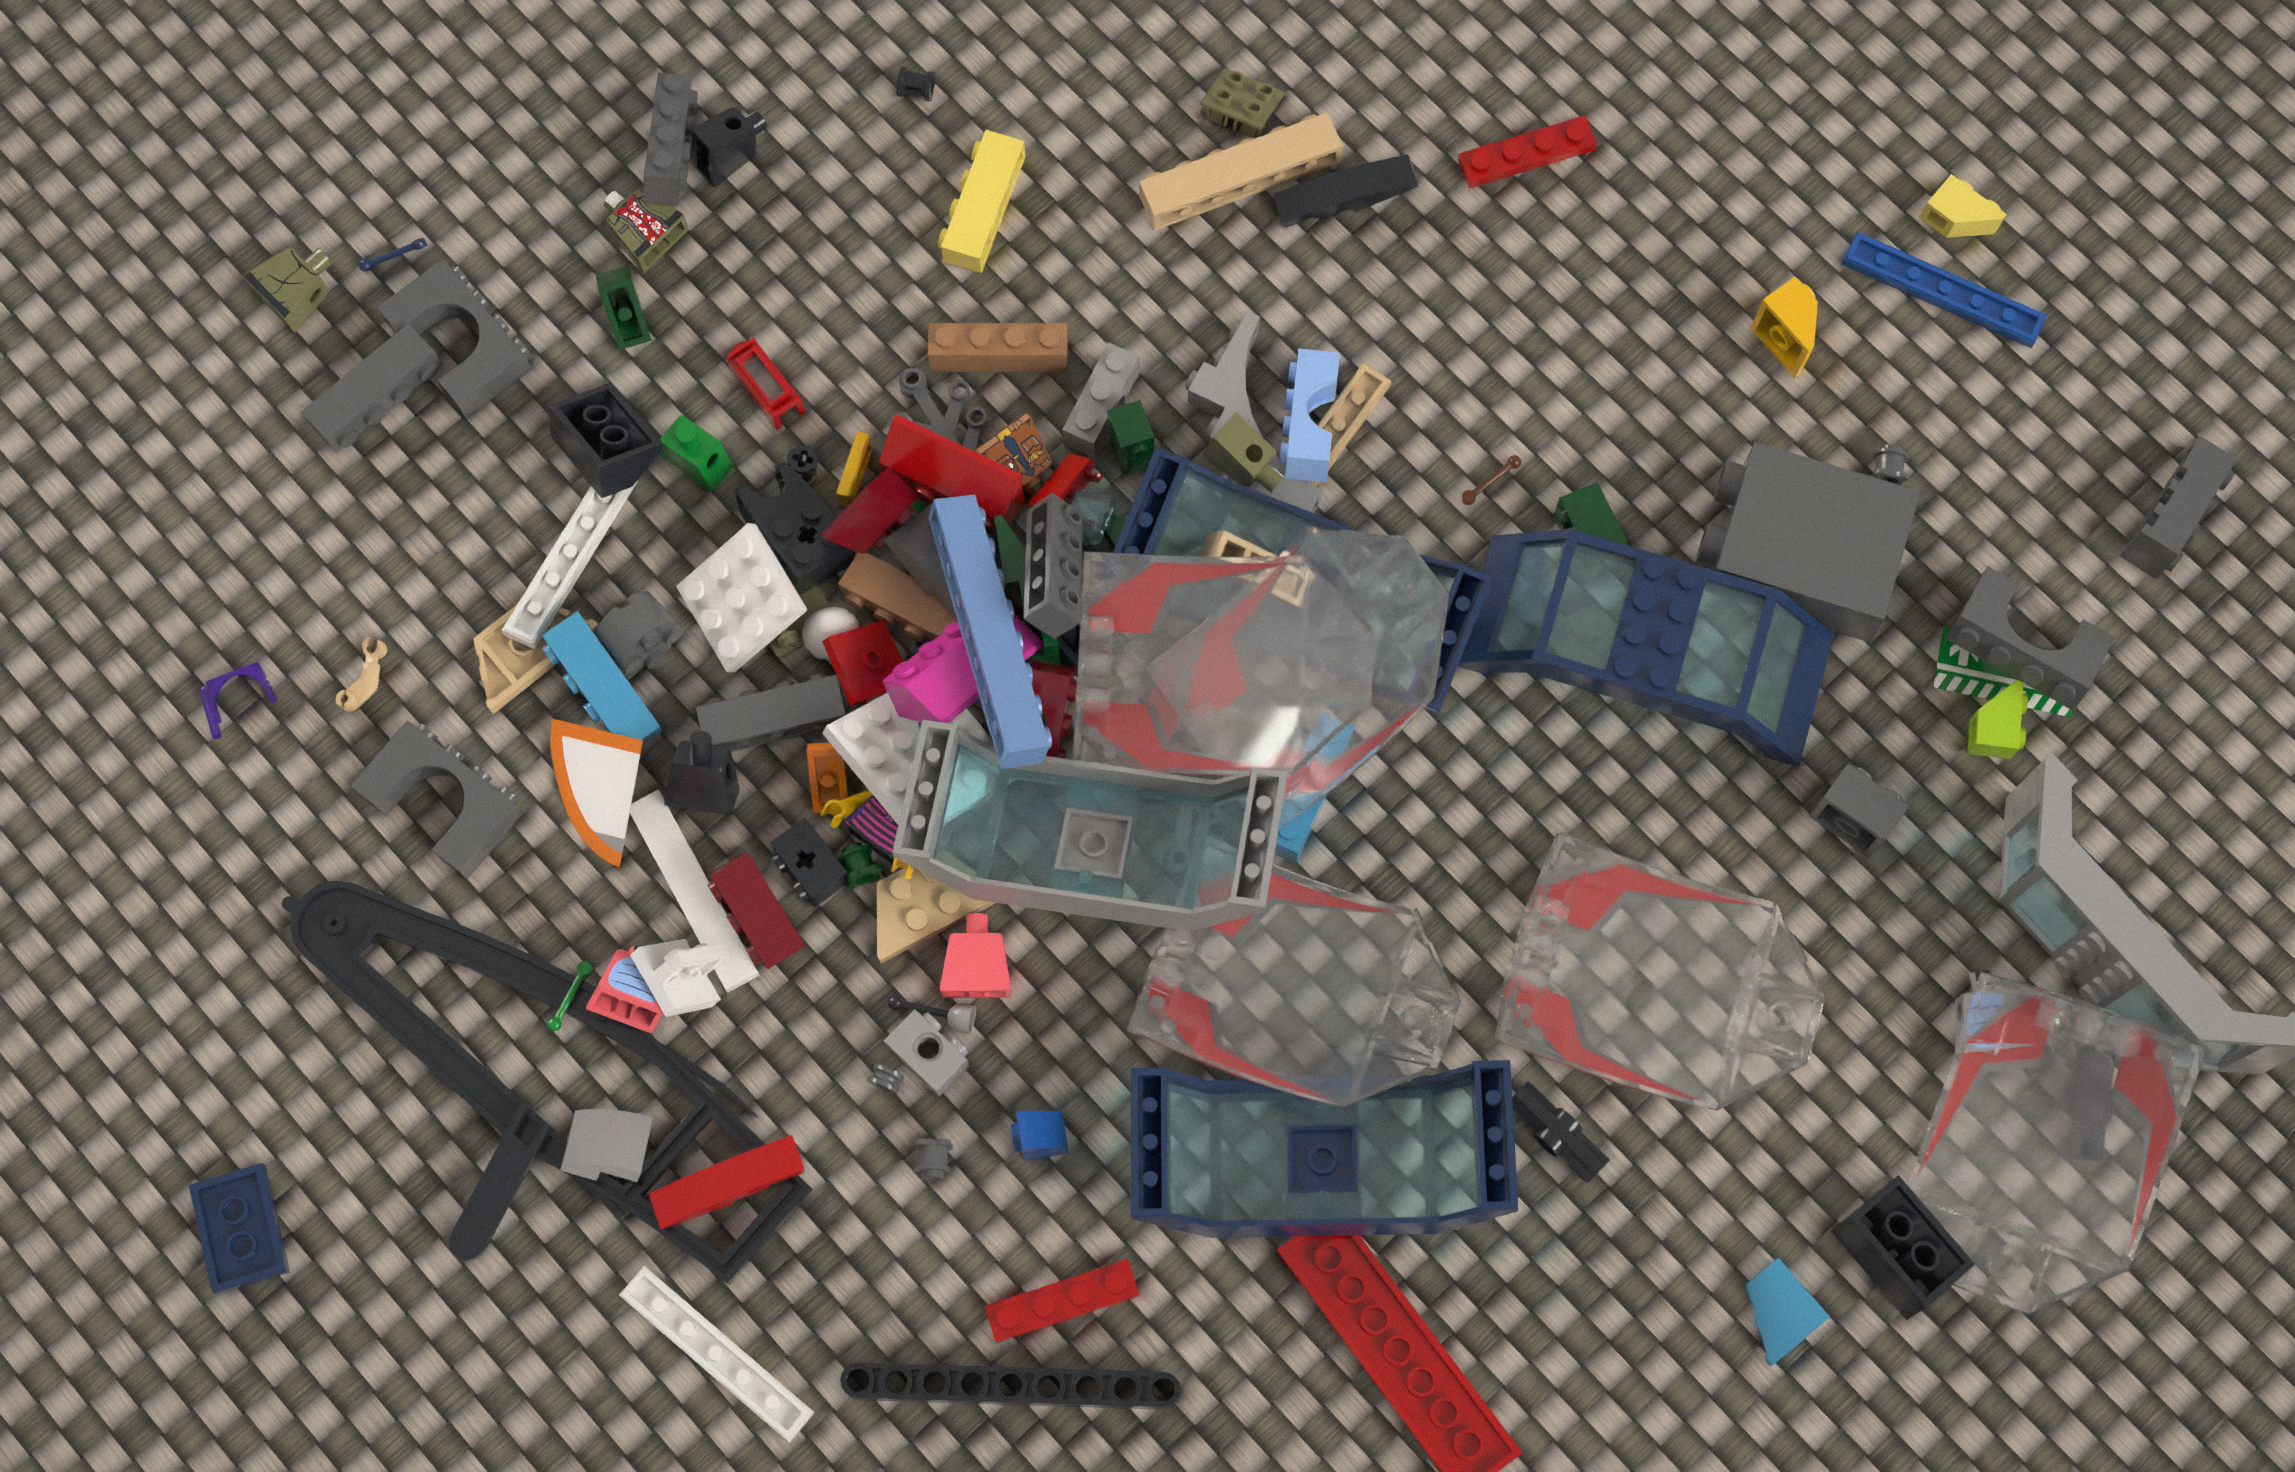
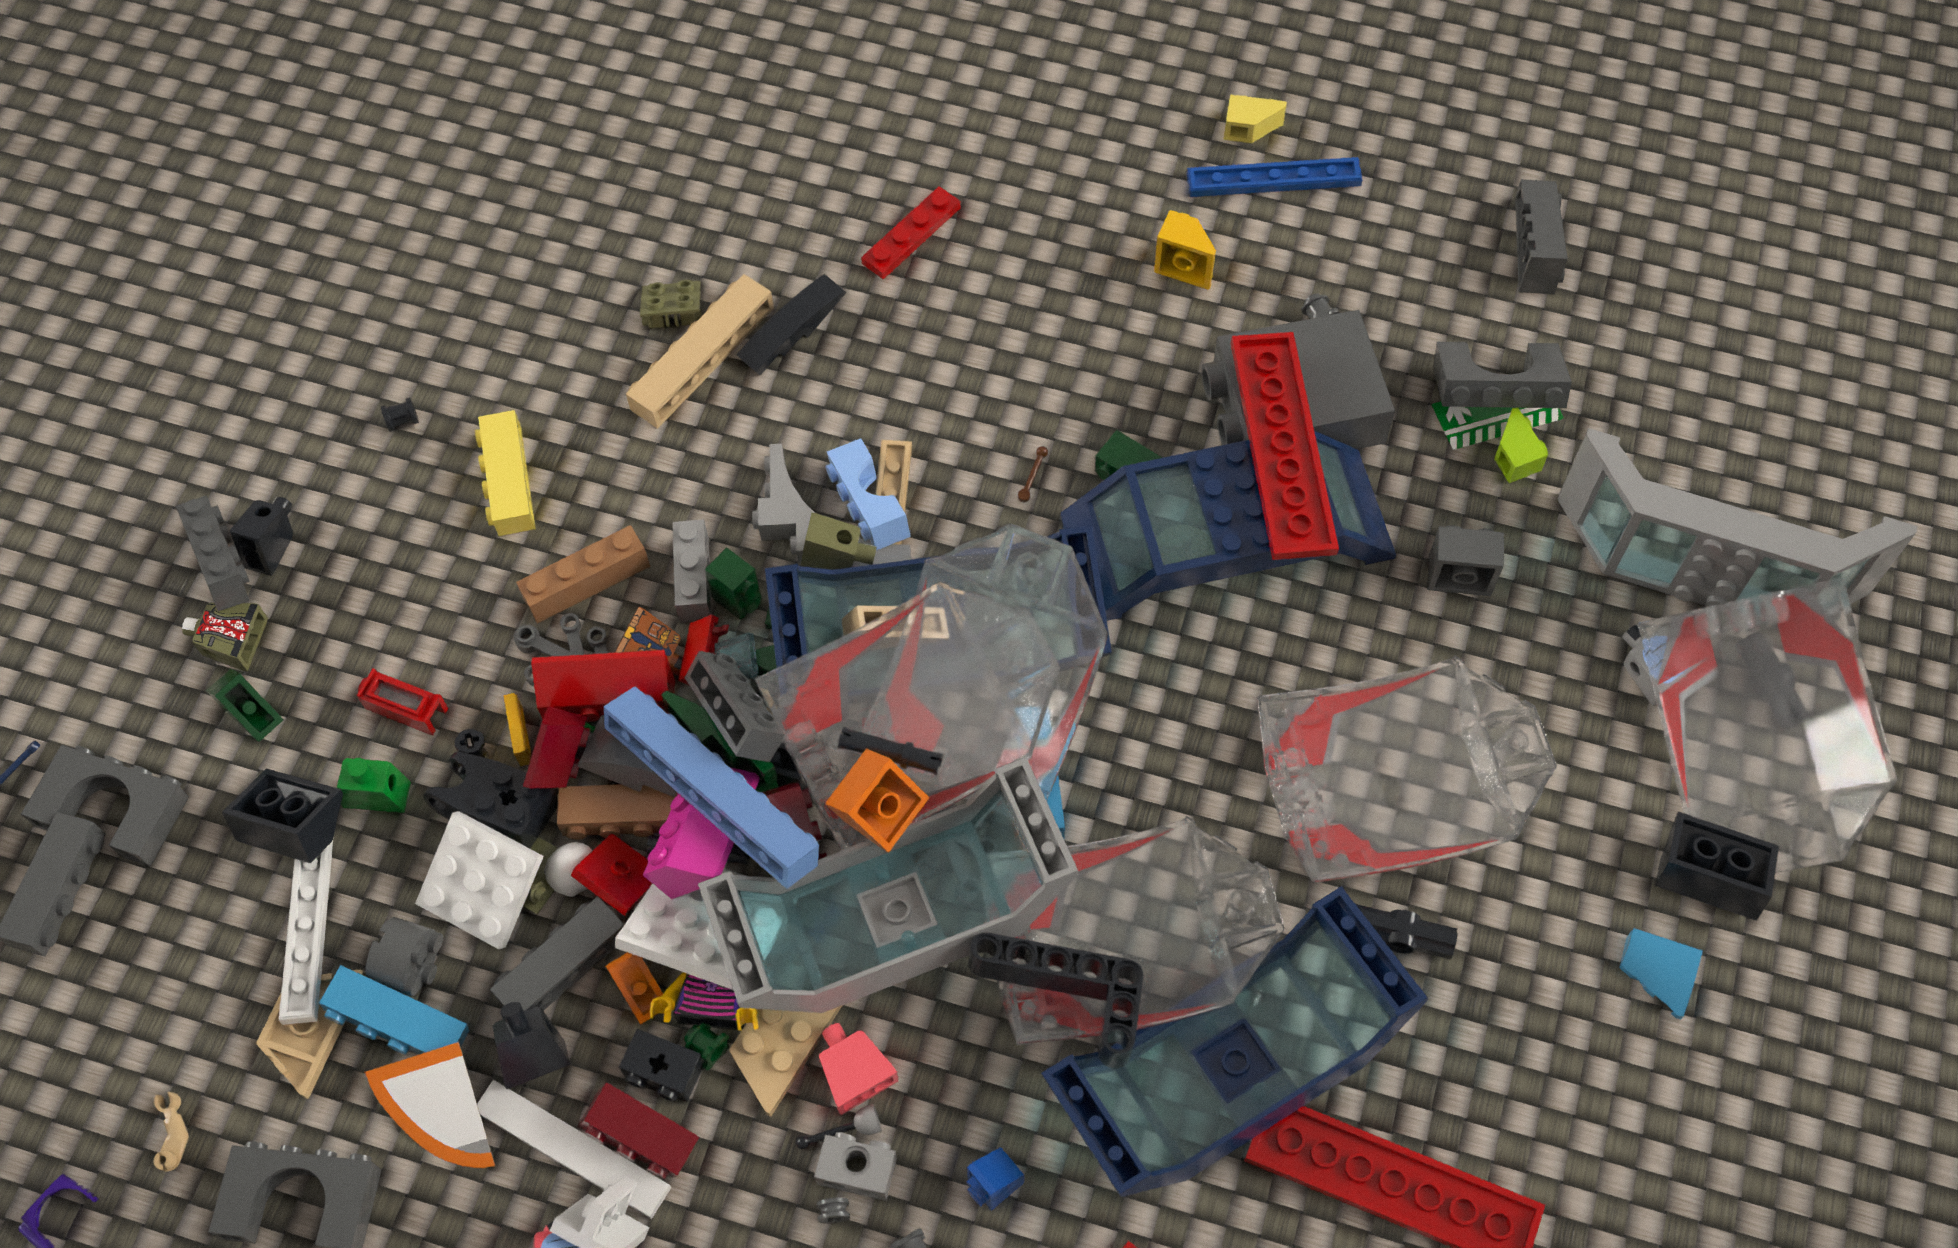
camera: 30 degrees left, 10 degrees down
(1130, 732) = (877, 799): none -> orange slope
(1179, 703) = (899, 753): none -> black pin
(1207, 1000) = (1069, 981): none -> black beam
(1740, 595) = (1283, 446): none -> red plate

